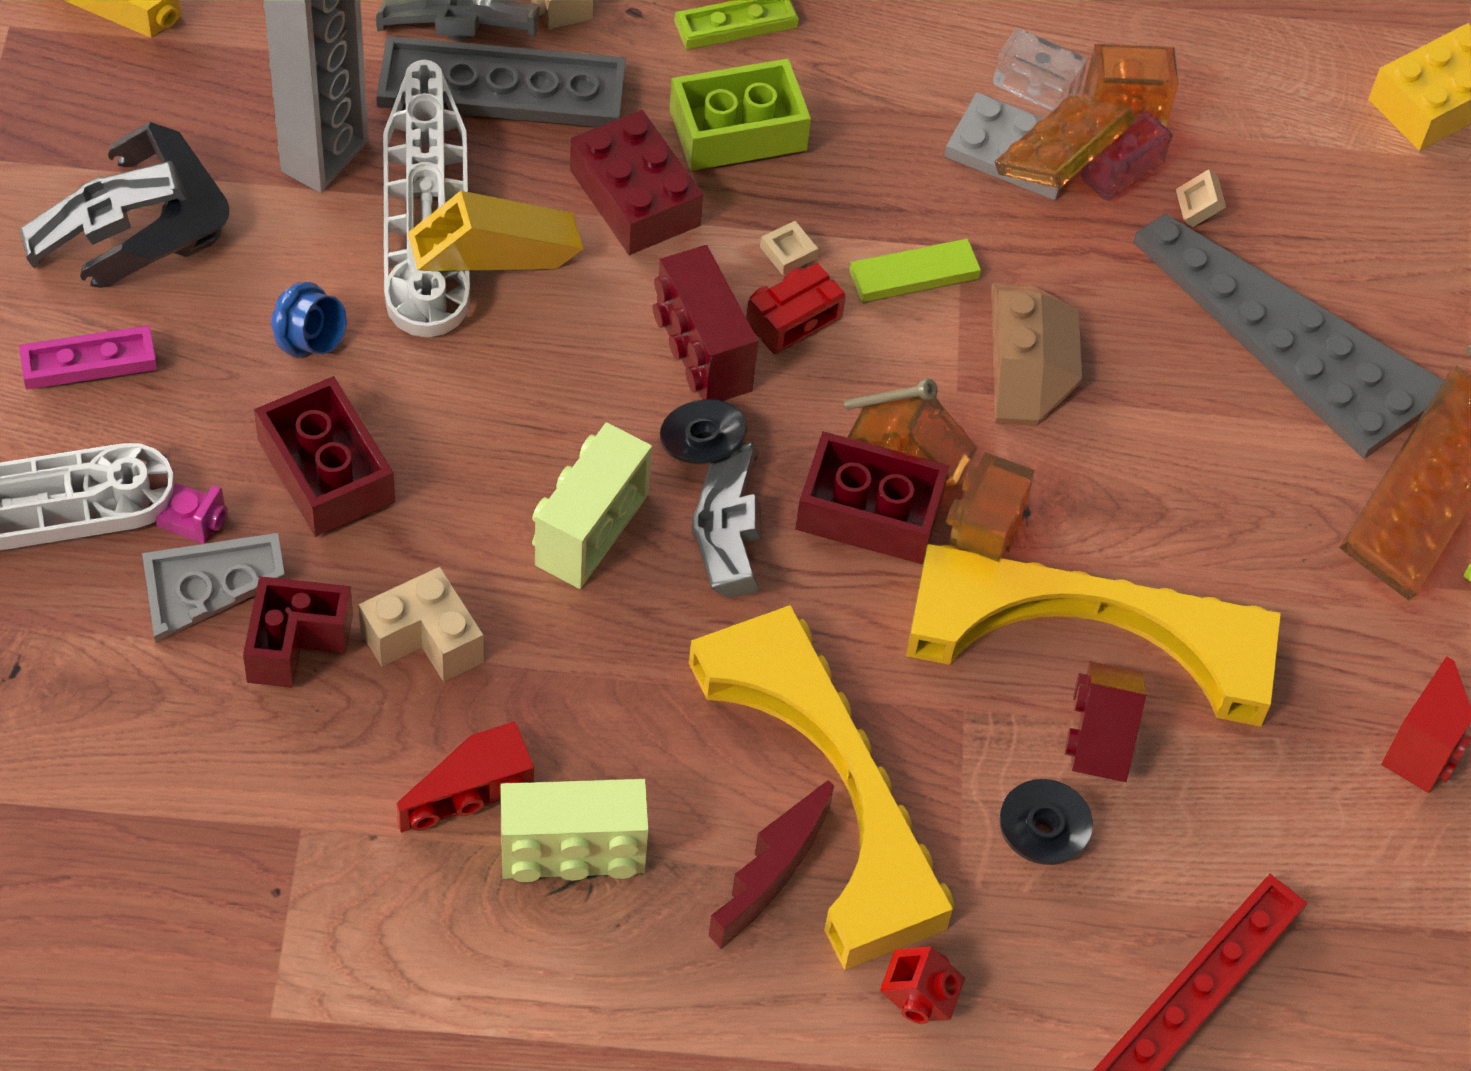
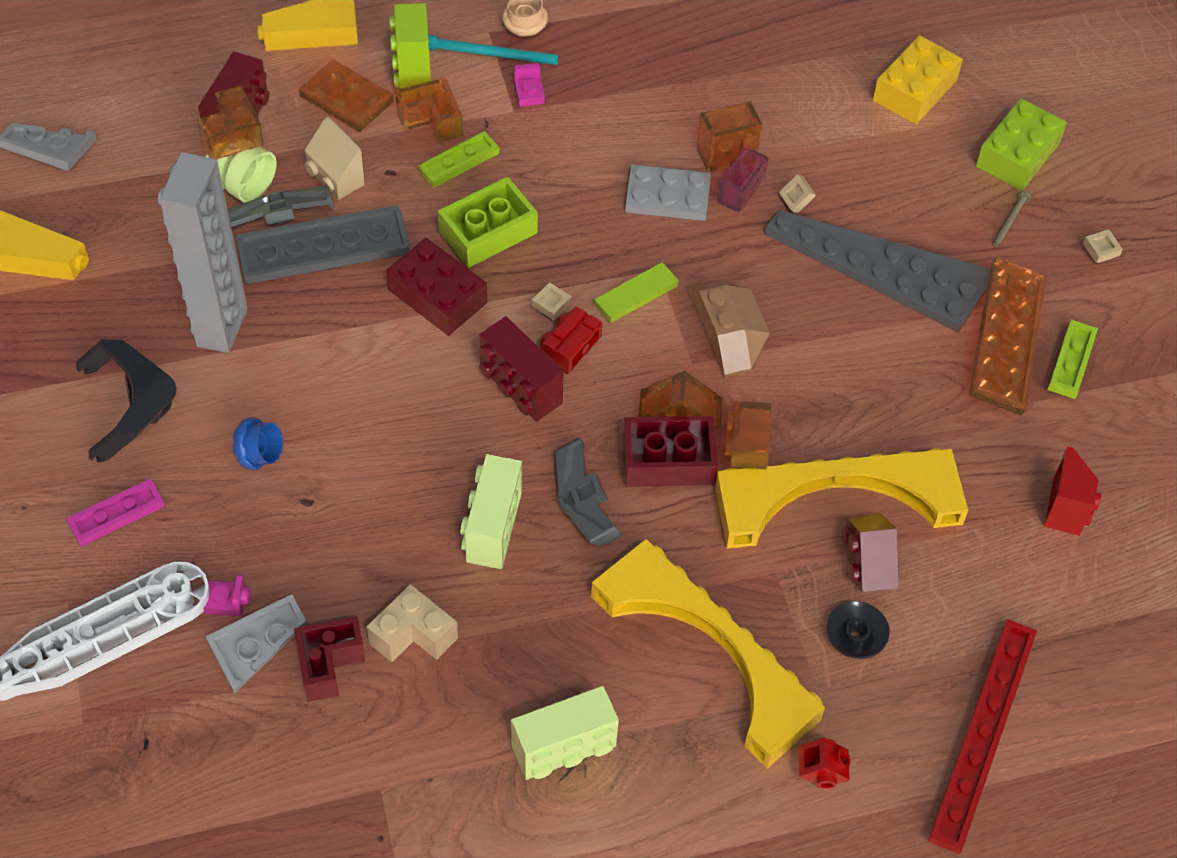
camera: 15 degrees left, 0 degrees up
(100, 208) = (87, 408): plate -> none
(325, 456) = (303, 532): dark red brick -> none
(416, 297) = (300, 324): white beam -> none
(467, 778) = (484, 716): red slope -> none
(493, 235) = (361, 350): yellow slope -> none
(703, 431) = (544, 440): black dish -> none
(778, 855) = (698, 706): dark red slope -> none
(926, 390) = (684, 371): dark tan piece -> none
(1039, 69) = (666, 139): clear brick -> none
(1064, 141) = (703, 181): clear orange plate -> none

